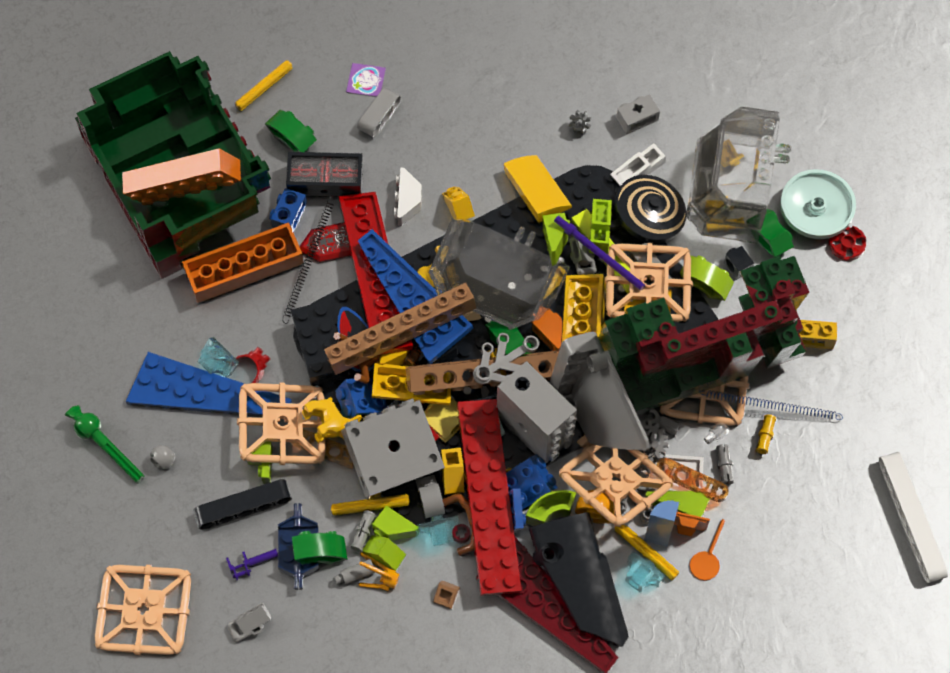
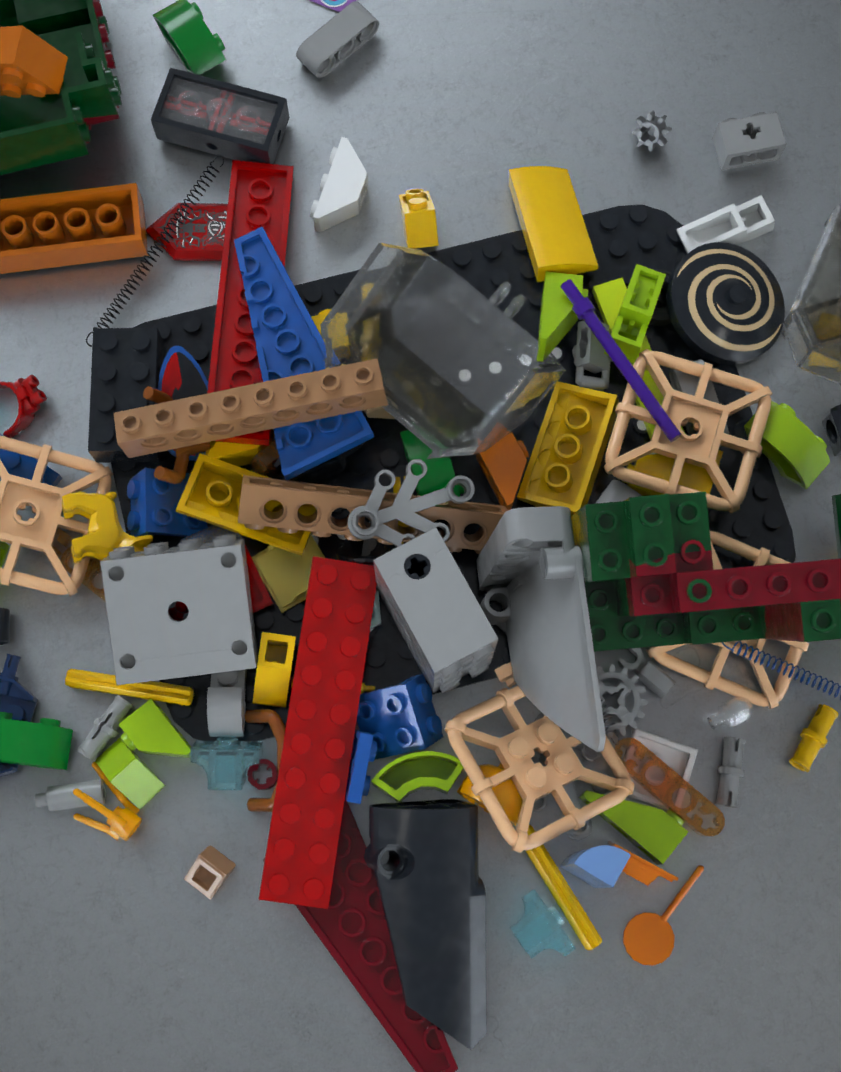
camera: 15 degrees right, 10 degrees up
(291, 211) = (154, 167): blue brick -> none

